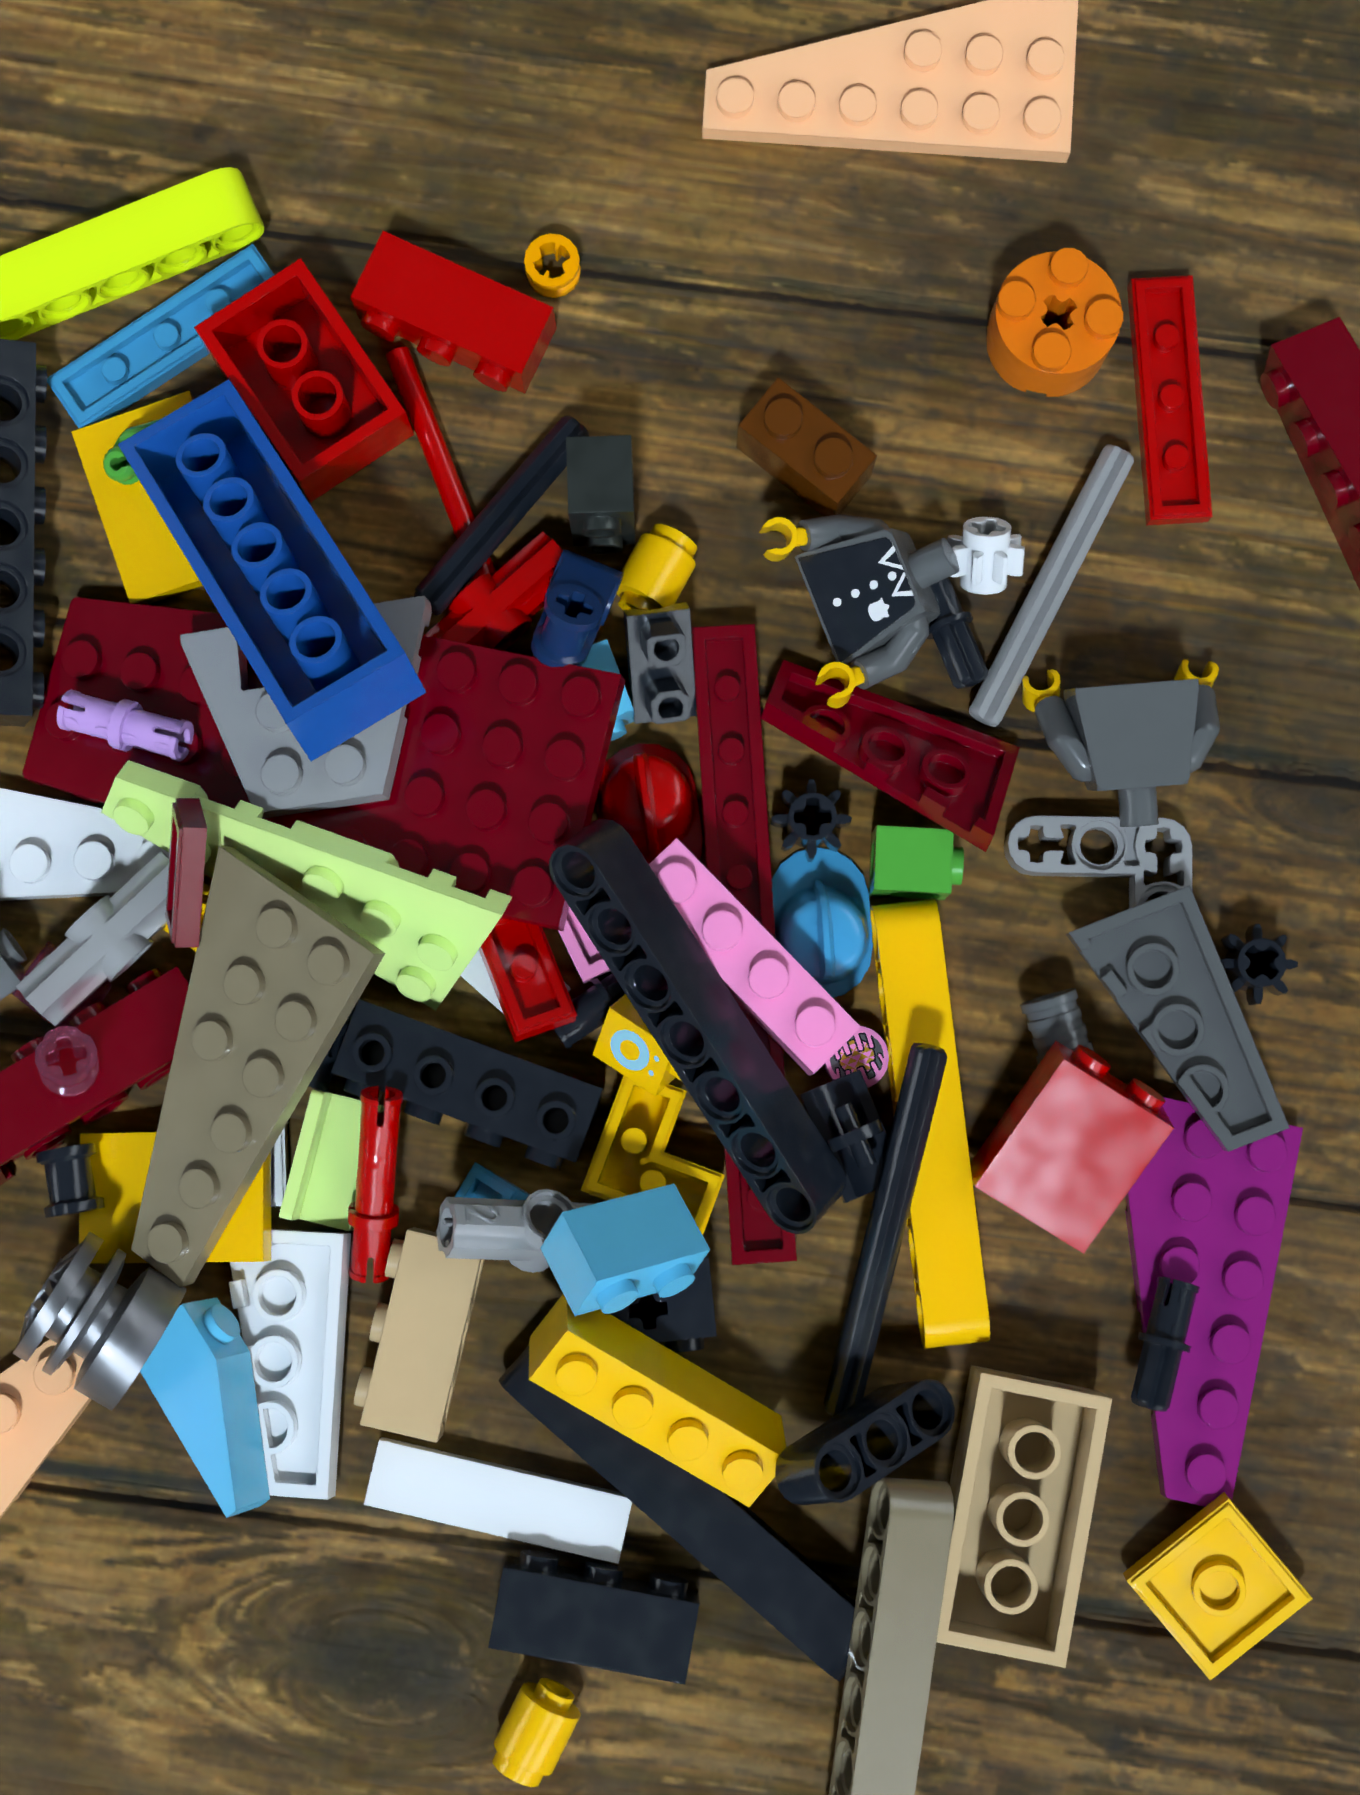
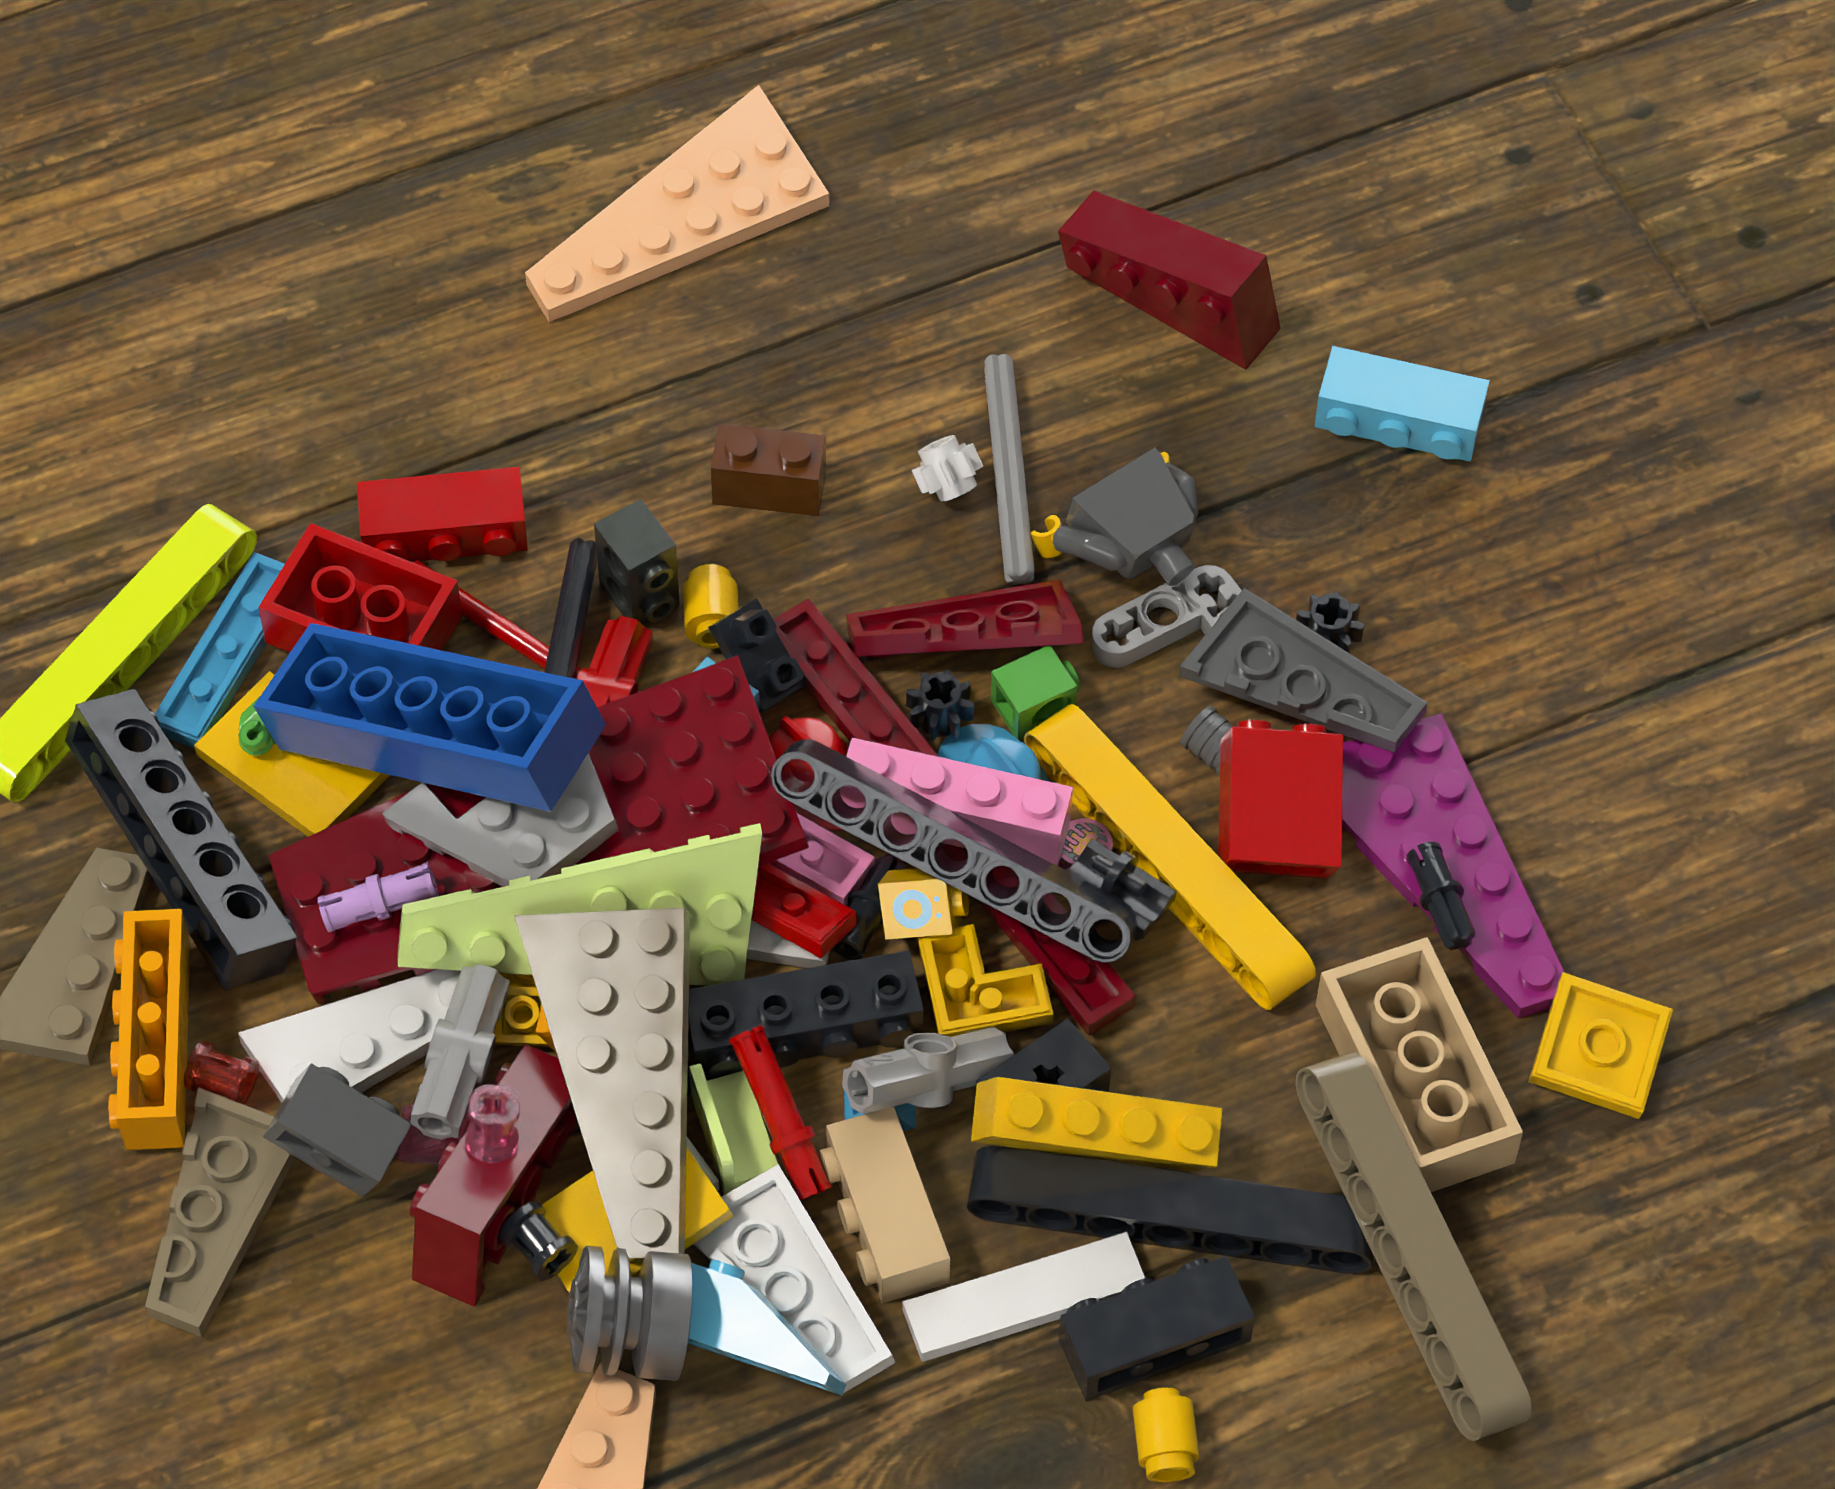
camera: 30 degrees left, 25 degrees down
(186, 872) = (501, 944): dark red tile -> none
(560, 246) = (489, 439): light orange bush -> none
(574, 609) = (669, 640): dark blue piece -> none
(625, 1250) = (1002, 1022): medium azure brick -> none
(864, 1442) = (1268, 1070): black beam -> none
(867, 593) = (876, 529): torso -> none
(886, 1226) = (1187, 933): black axle -> none
(956, 639) = (953, 530): black axle -> none
(1064, 291) = (893, 300): orange brick -> none
(1169, 400) = (1010, 312): red tile -> none

